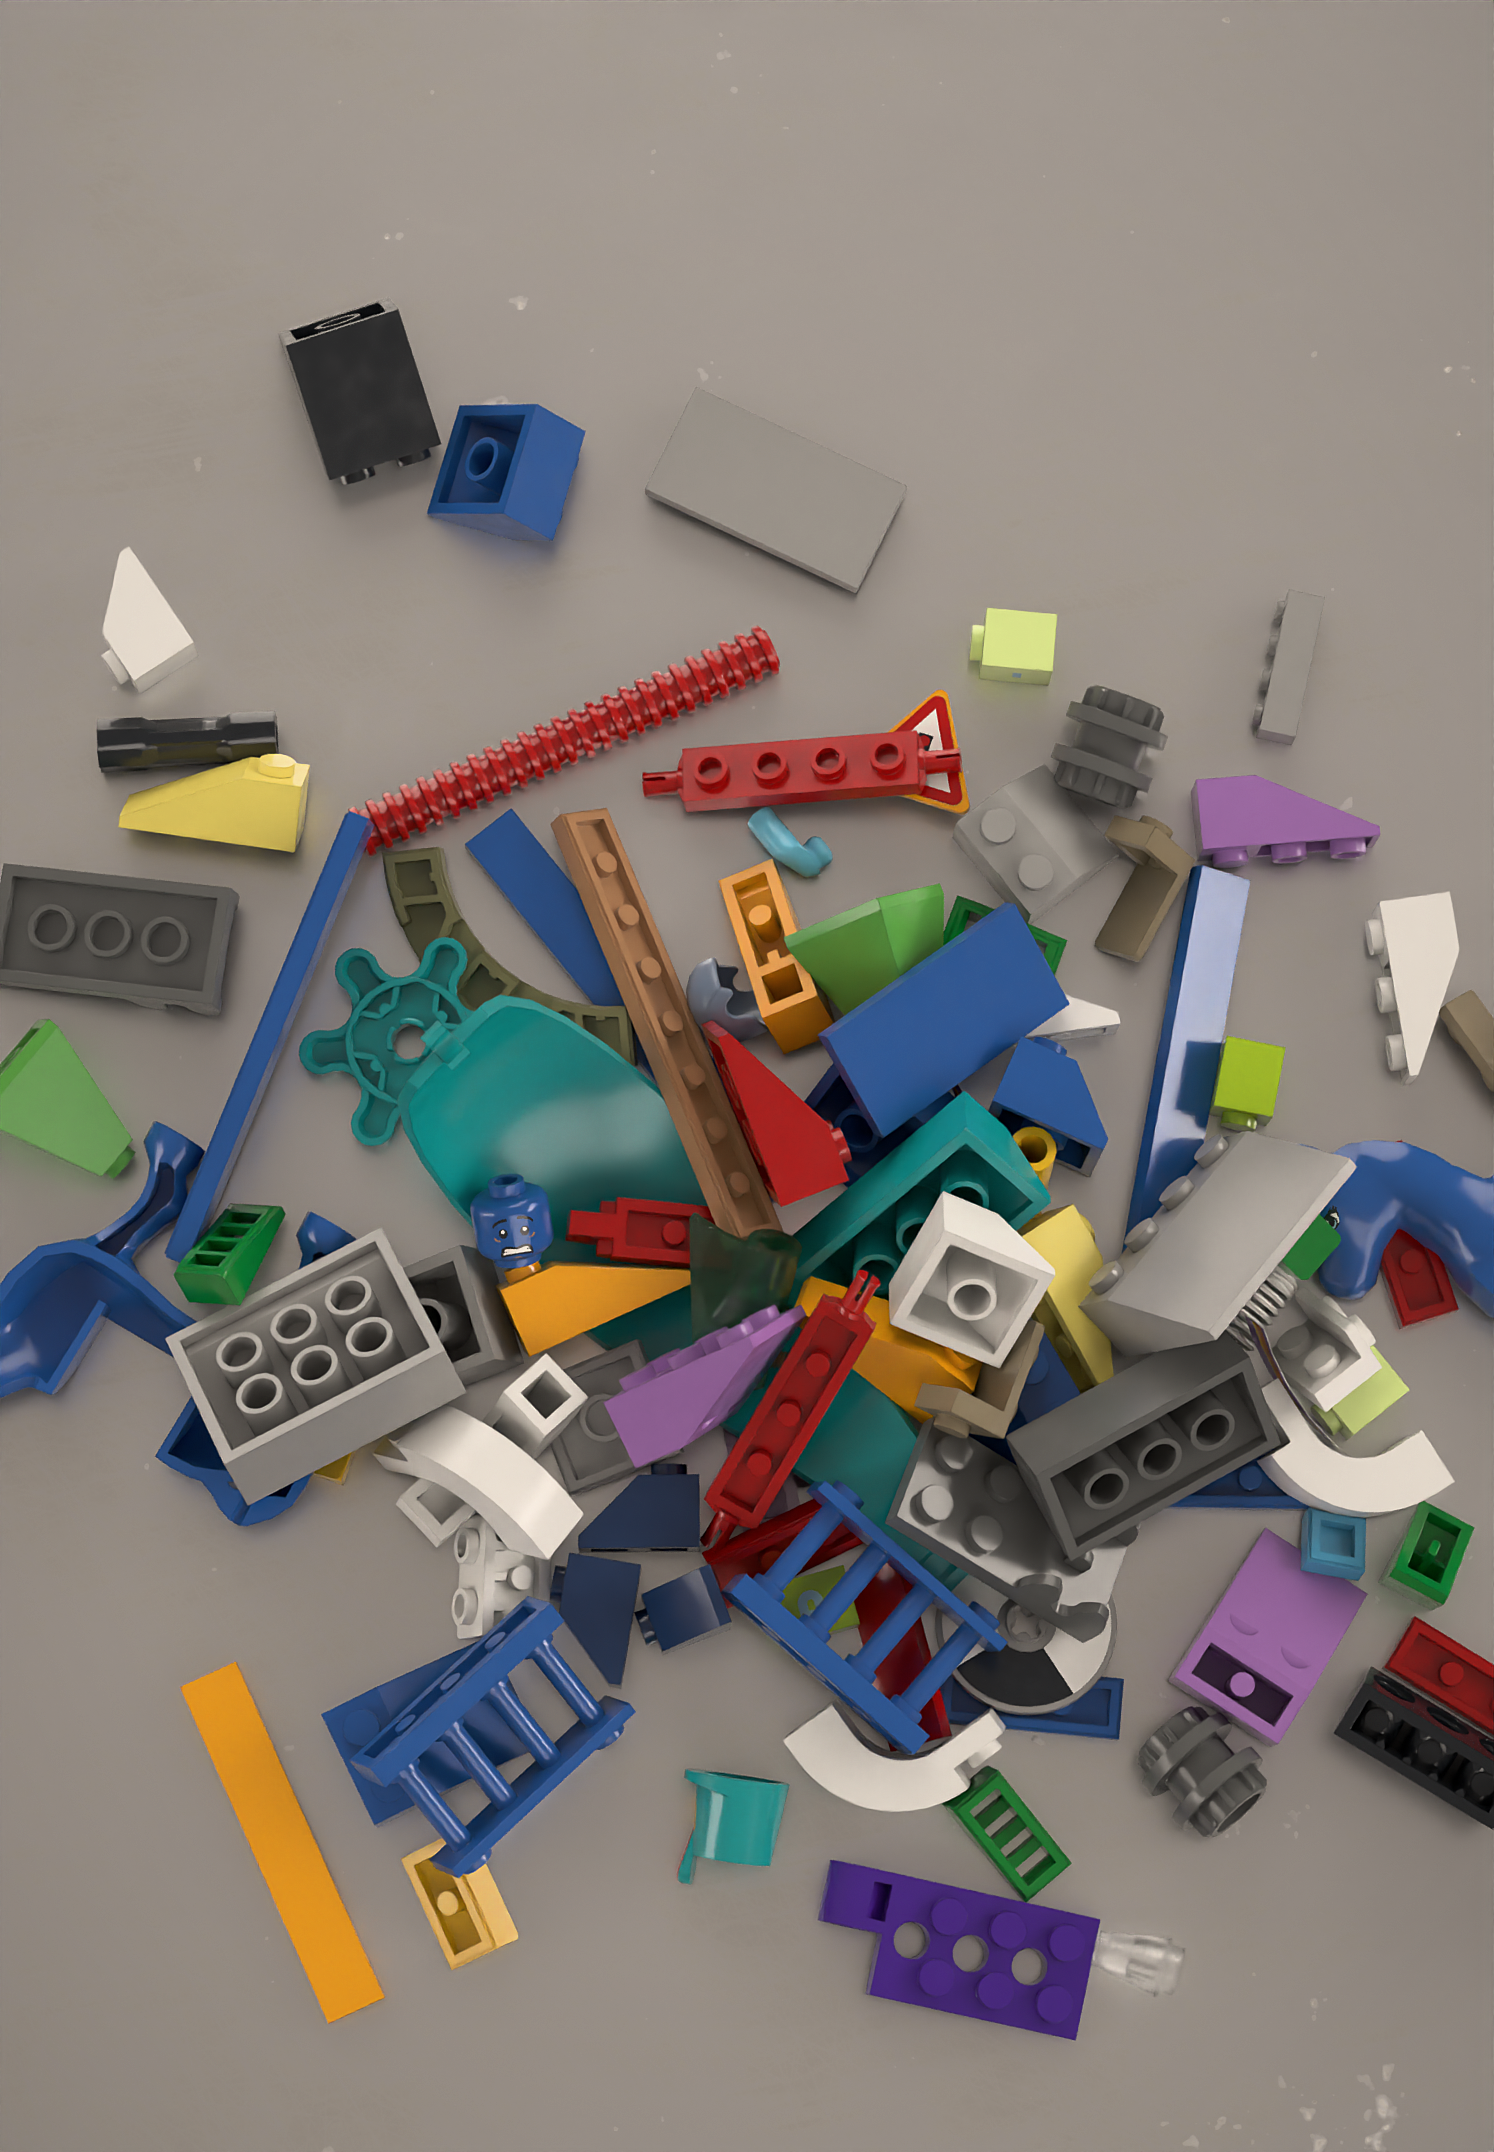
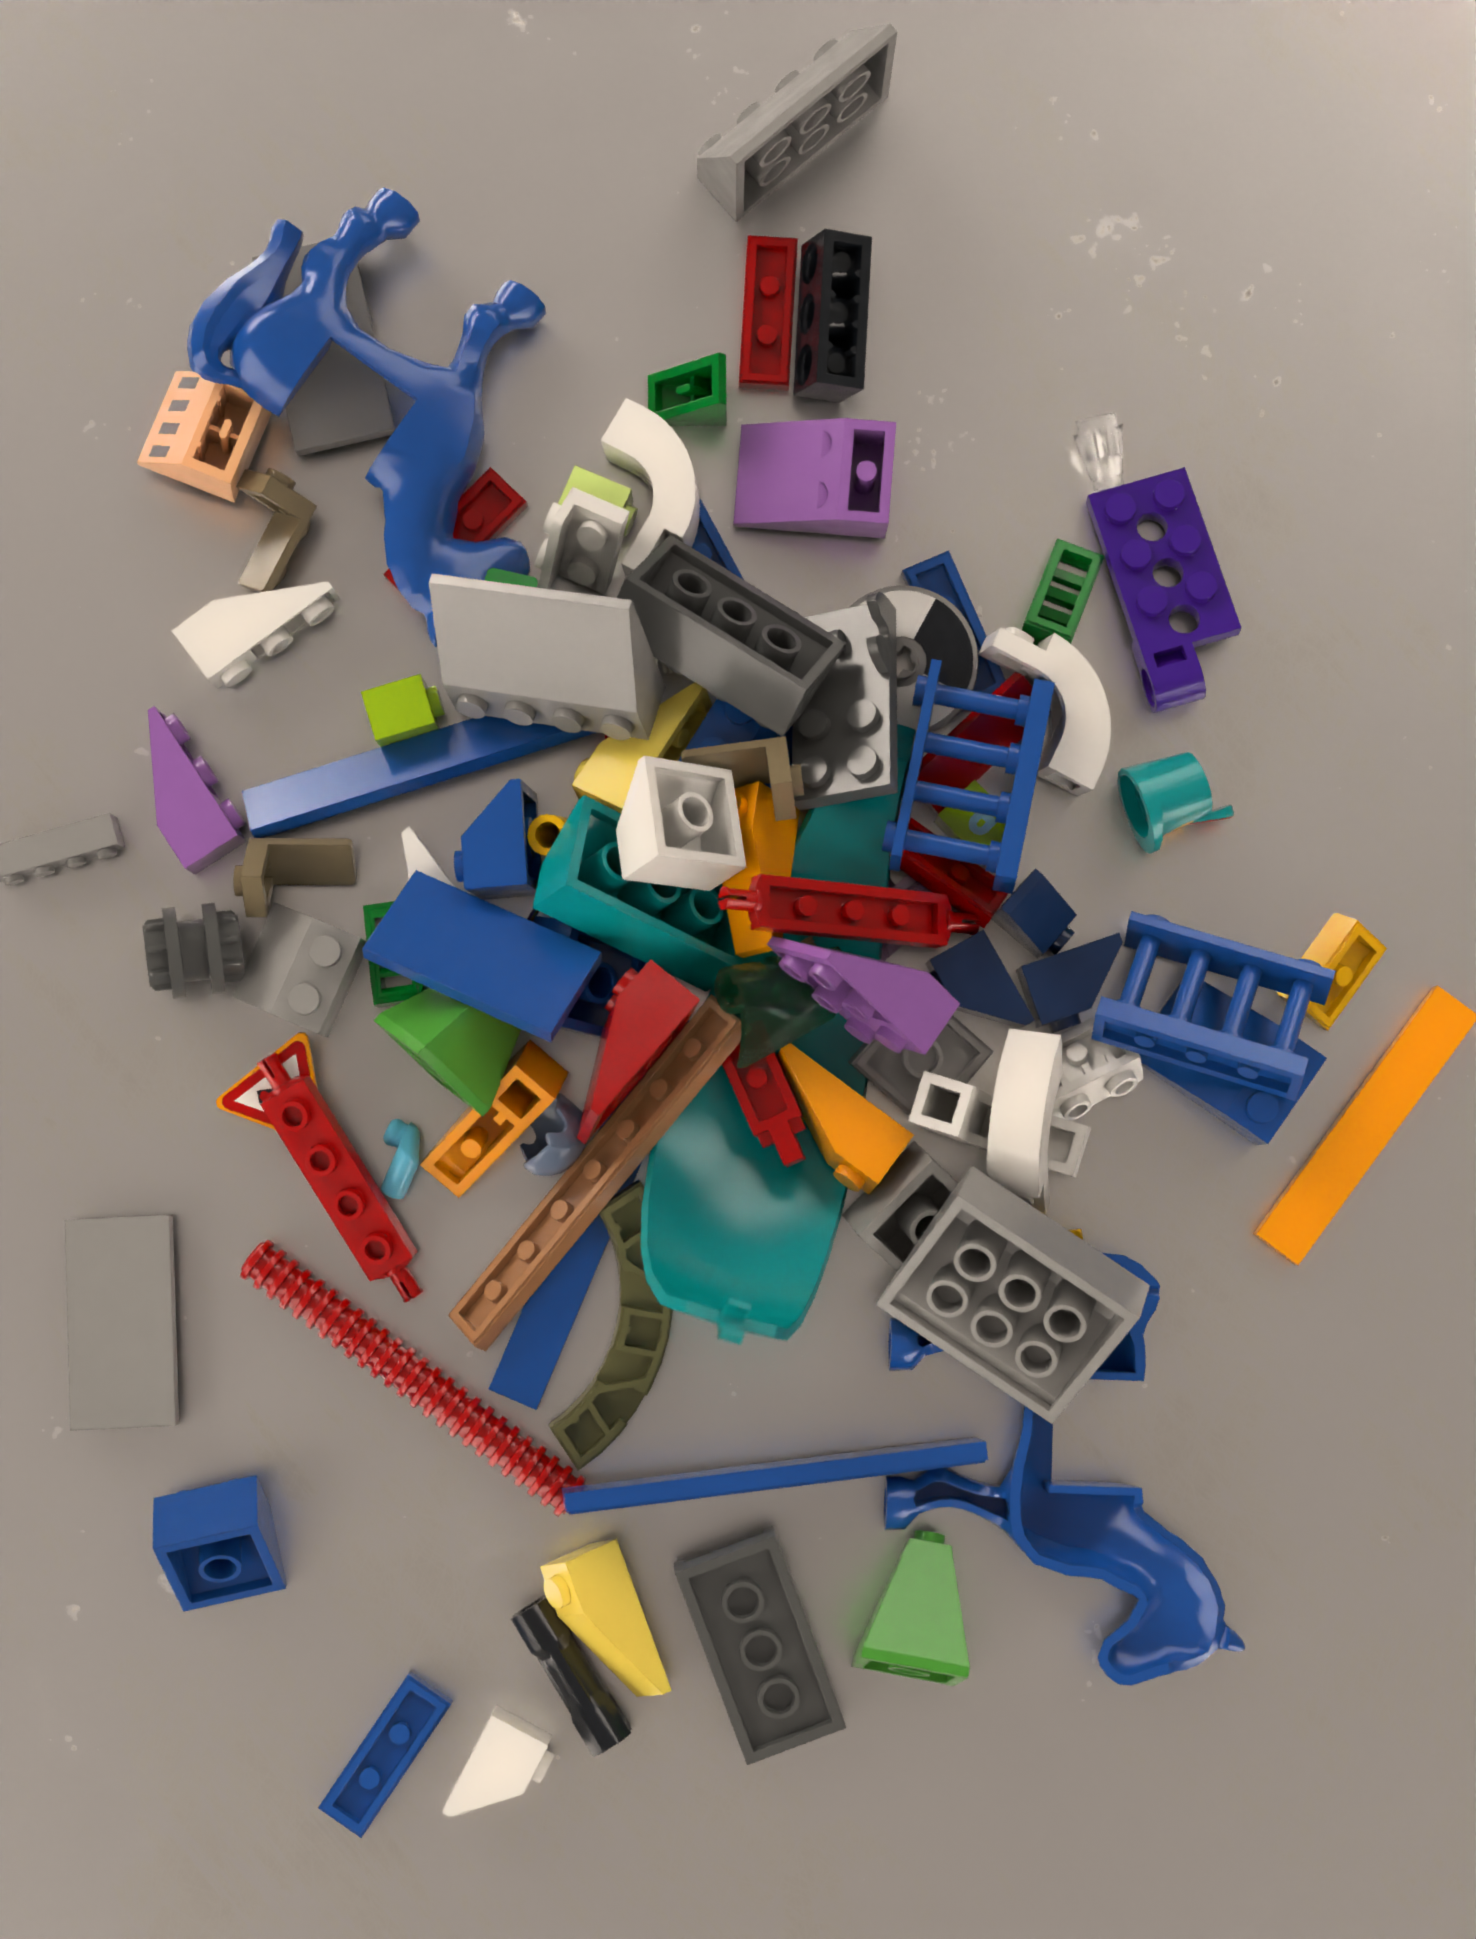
camera: 115 degrees left, 5 degrees up
(212, 525) = (385, 1754): none -> blue tile
(224, 1277) = (981, 1397): green slope -> none
(361, 391) = (214, 1697): black slope -> none
(379, 1012) = (702, 1401): teal plate -> none
(512, 1221) = (819, 1204): blue head -> none
(1015, 646) = (150, 1066): yellowish green brick -> none
(1202, 1771) = (942, 473): dark grey piece -> none
(1261, 1341) = (609, 578): sticker -> none
(1333, 1544) = (719, 467): dark azure tile -> none

